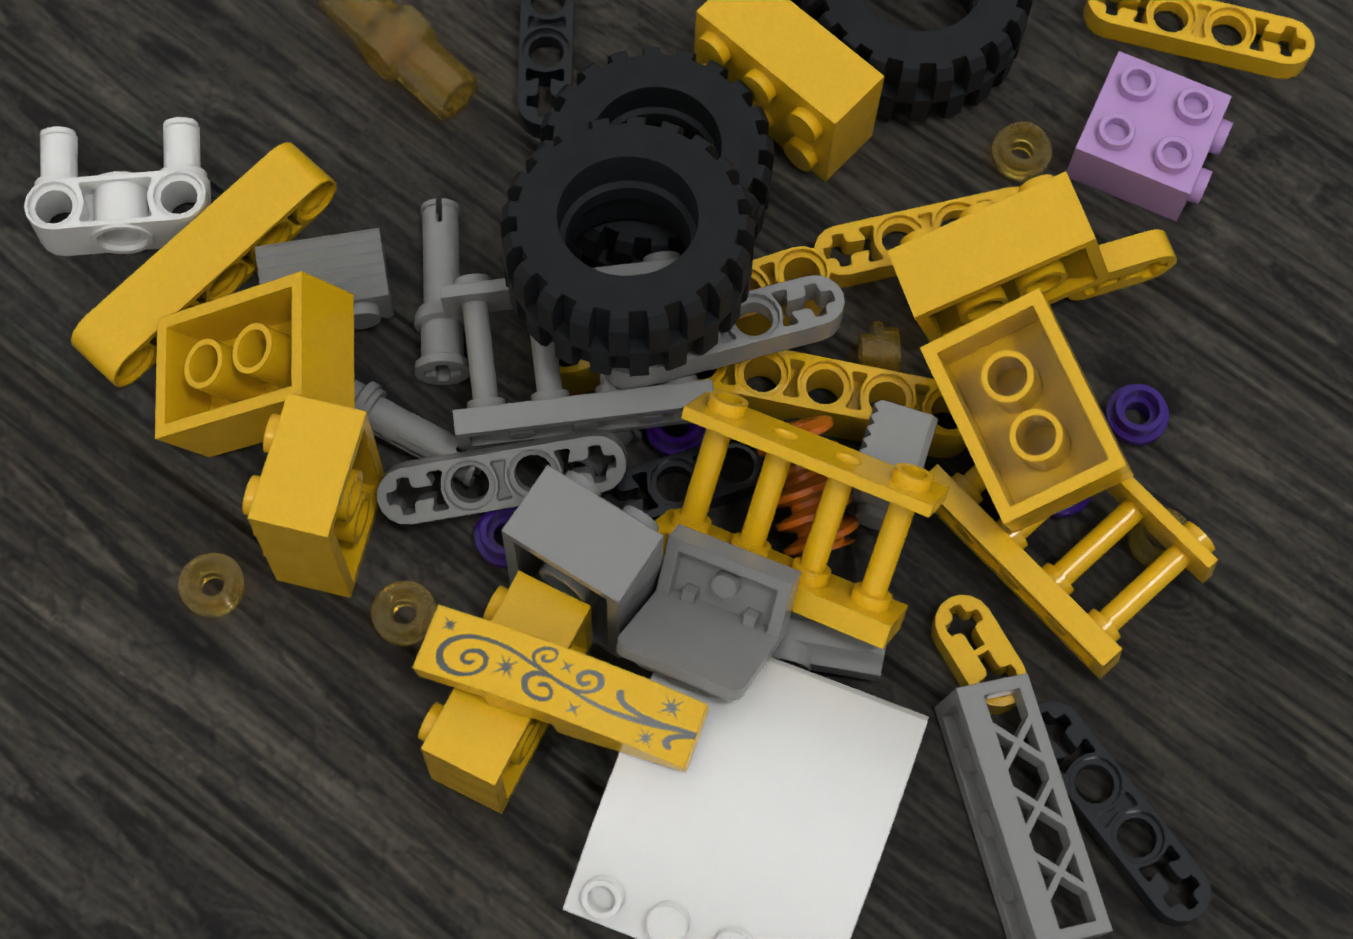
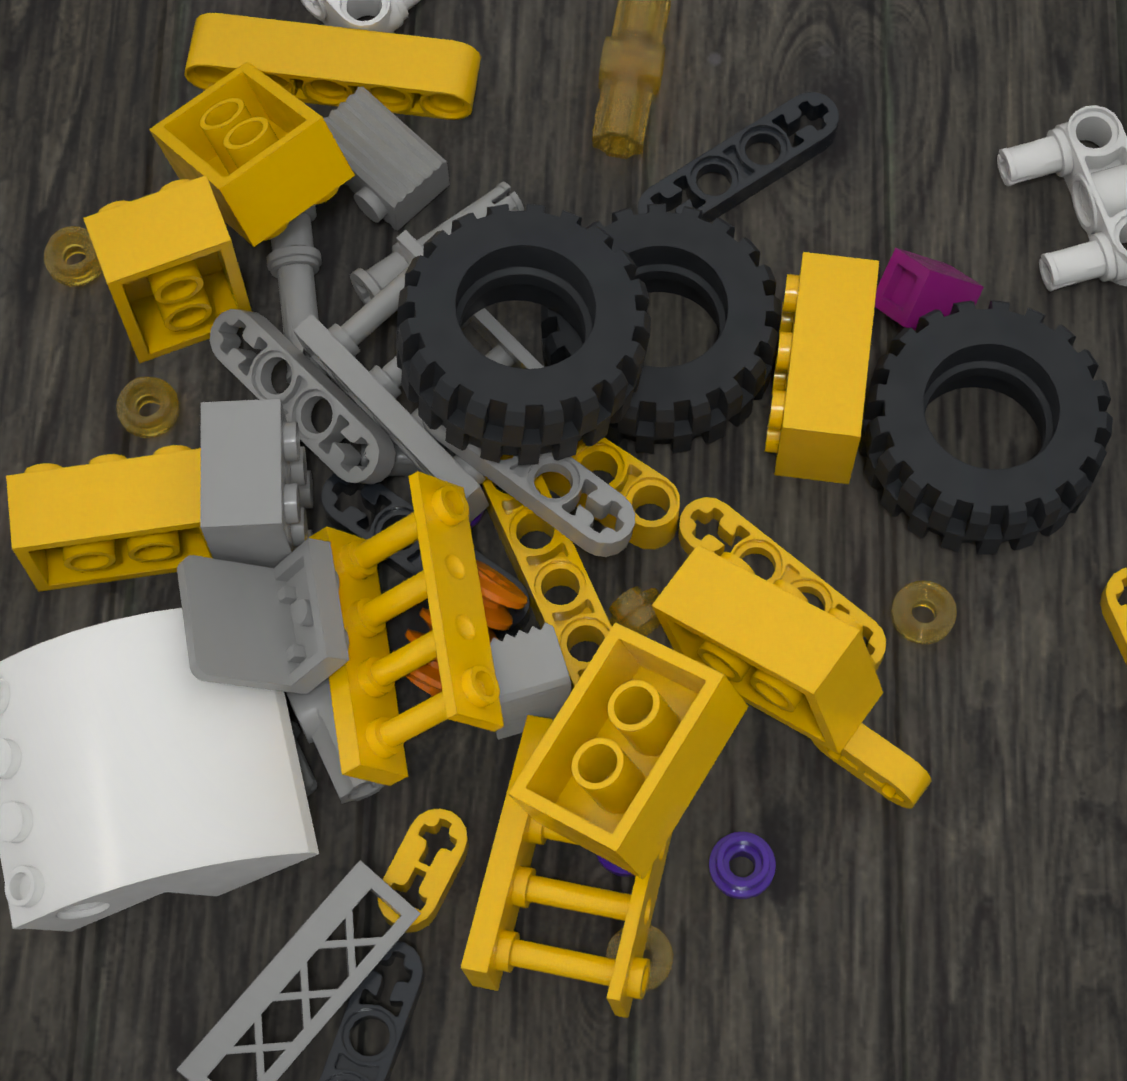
camera: 60 degrees right, 0 degrees up
(562, 688) = (116, 542): yellow slope -> none
(1151, 137) = (1020, 708): lavender brick -> none

